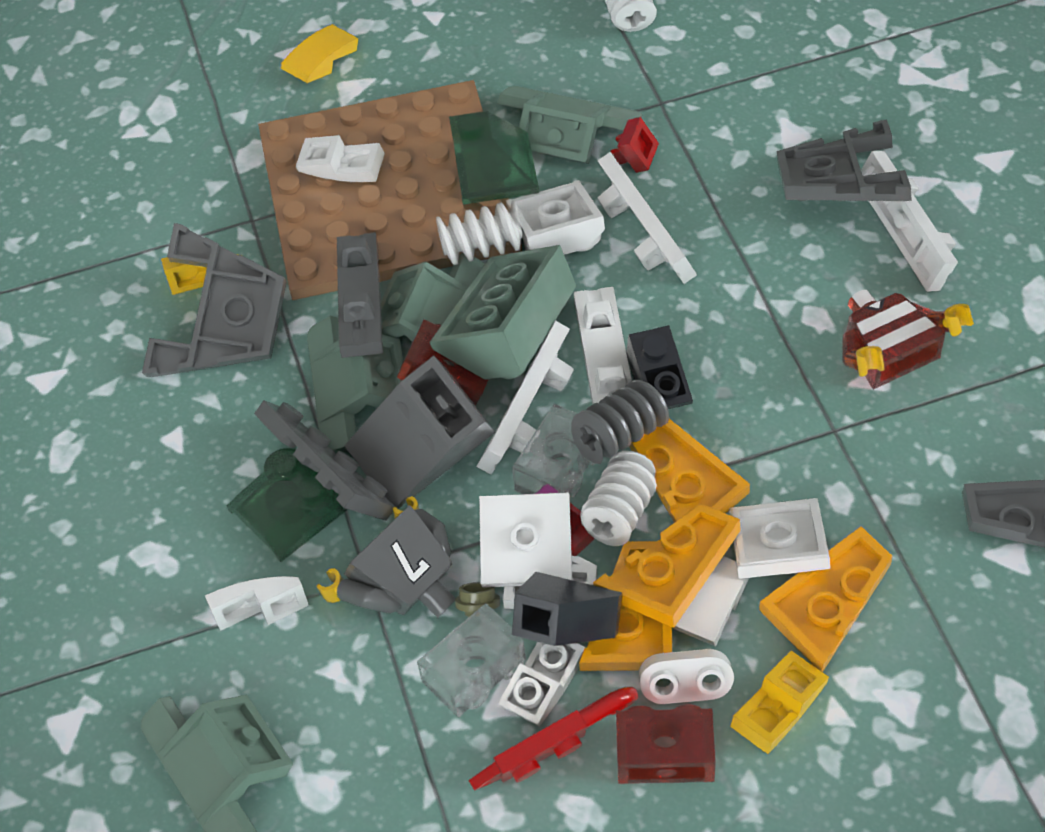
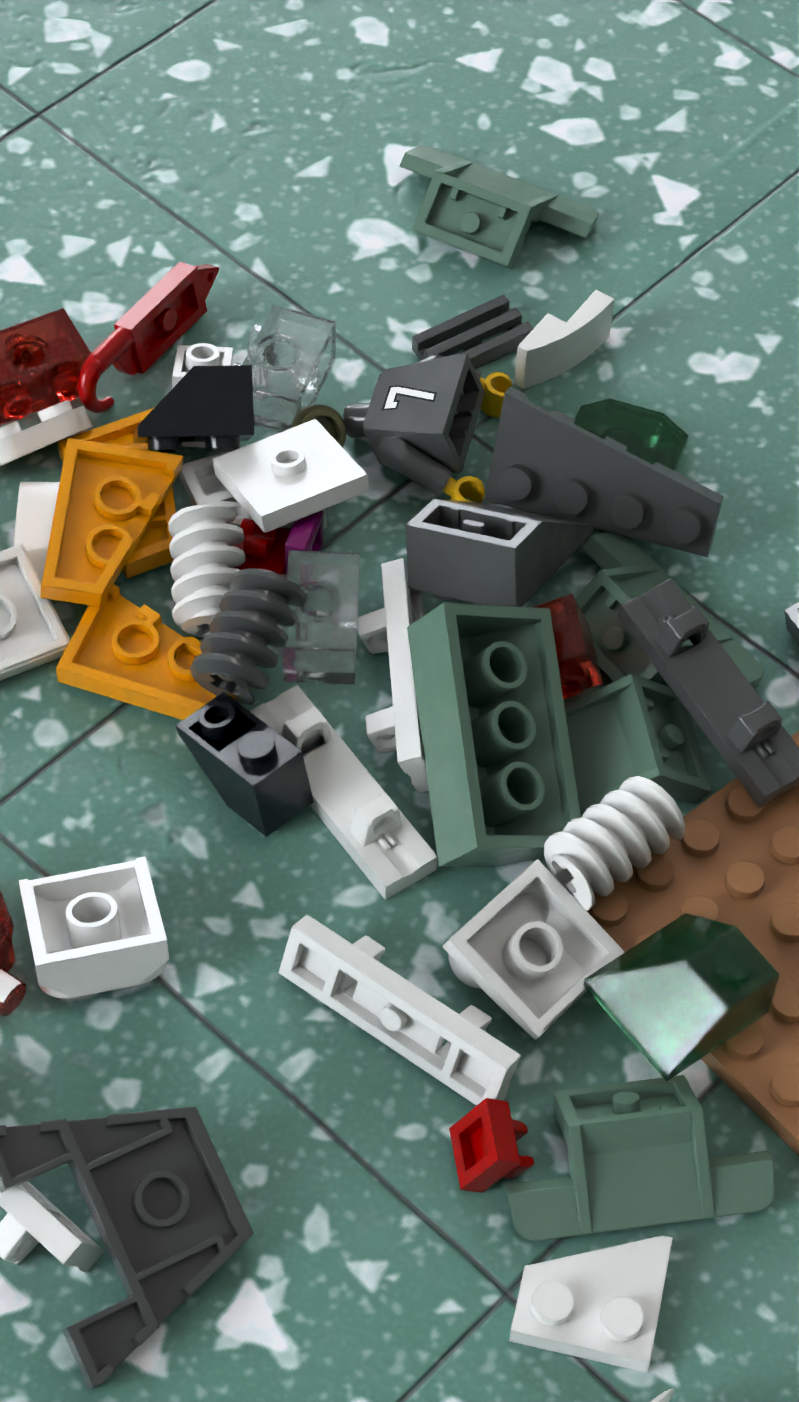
camera: 145 degrees right, 0 degrees up
(315, 637) = (470, 328): none -> dark grey tile
(623, 79) = (595, 1303): none -> white wing
(794, 317) = (95, 929): none -> white slope

